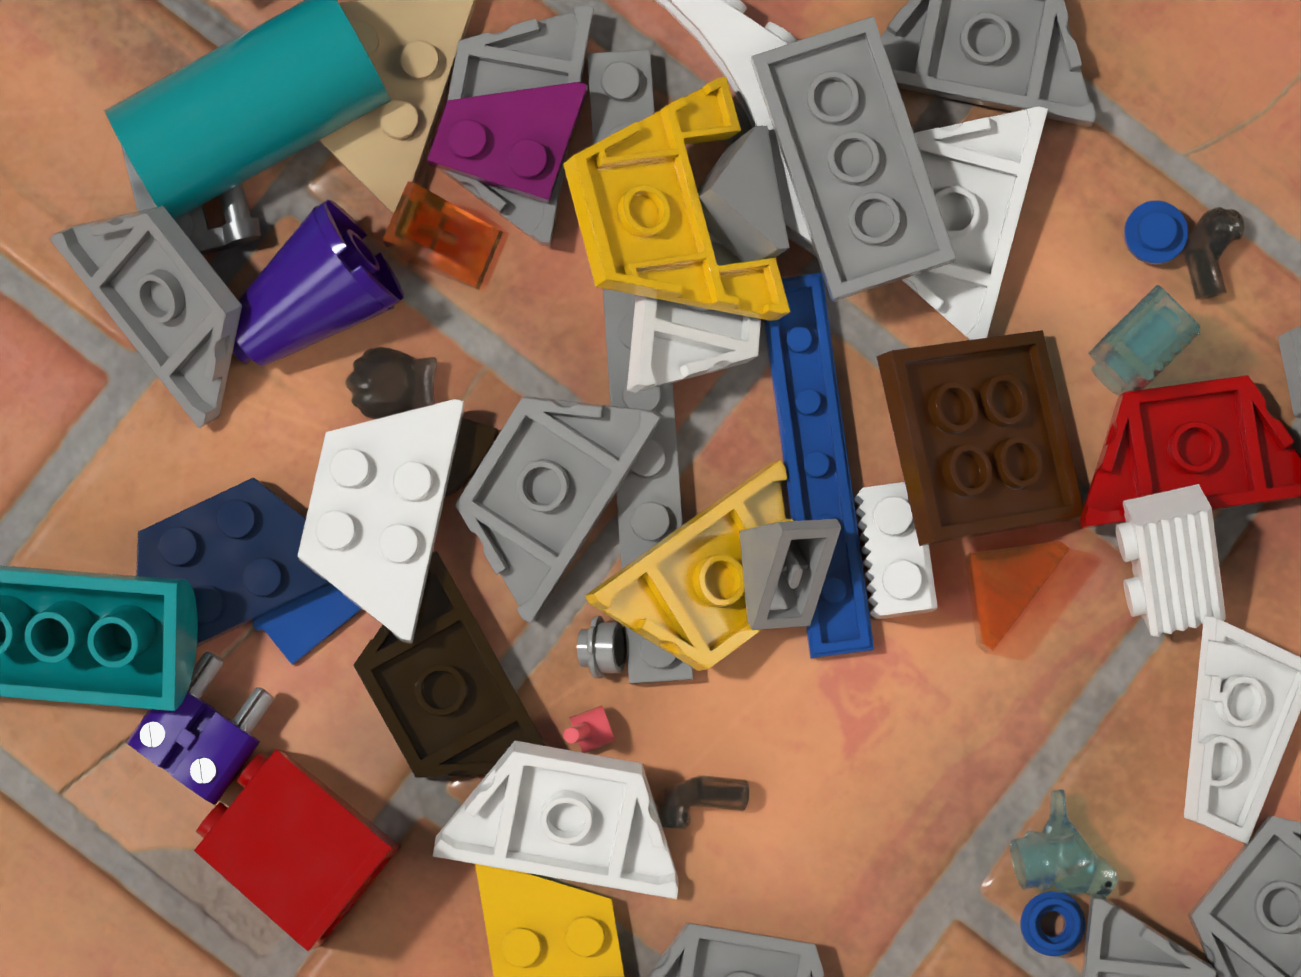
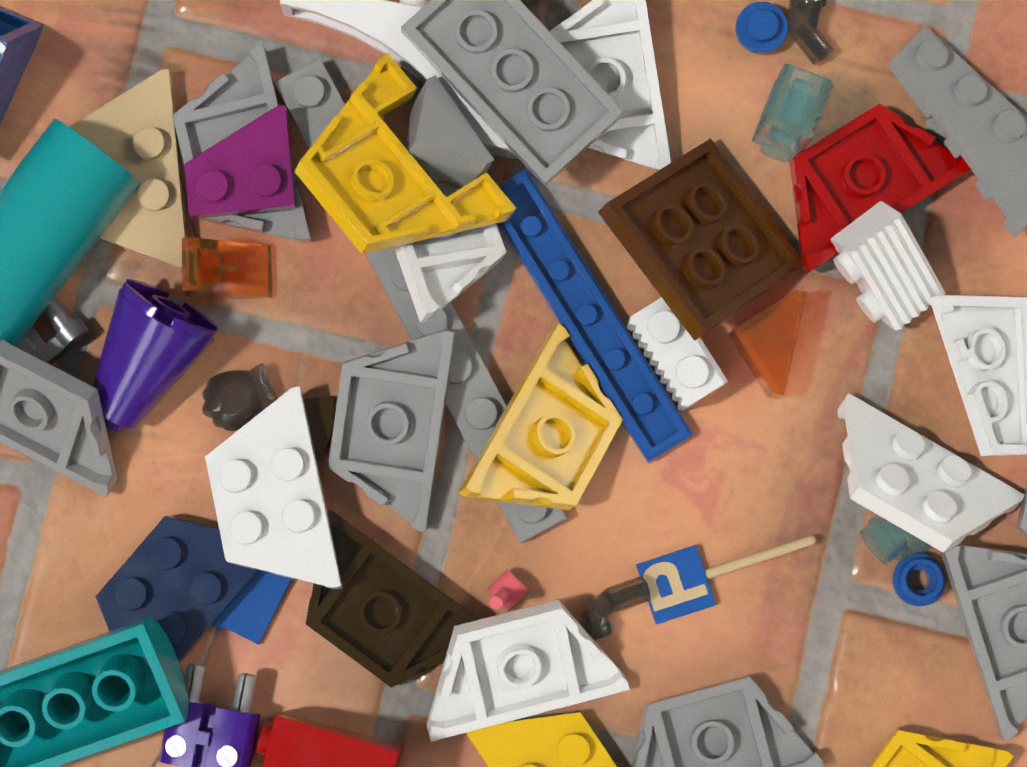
camera: 30 degrees left, 0 degrees up
(602, 647) = (487, 525): light grey plate -> none
(786, 570) = (601, 404): light grey slope -> none
(787, 807) = (681, 583): none -> piece
(1100, 812) = (917, 480): none -> white wing

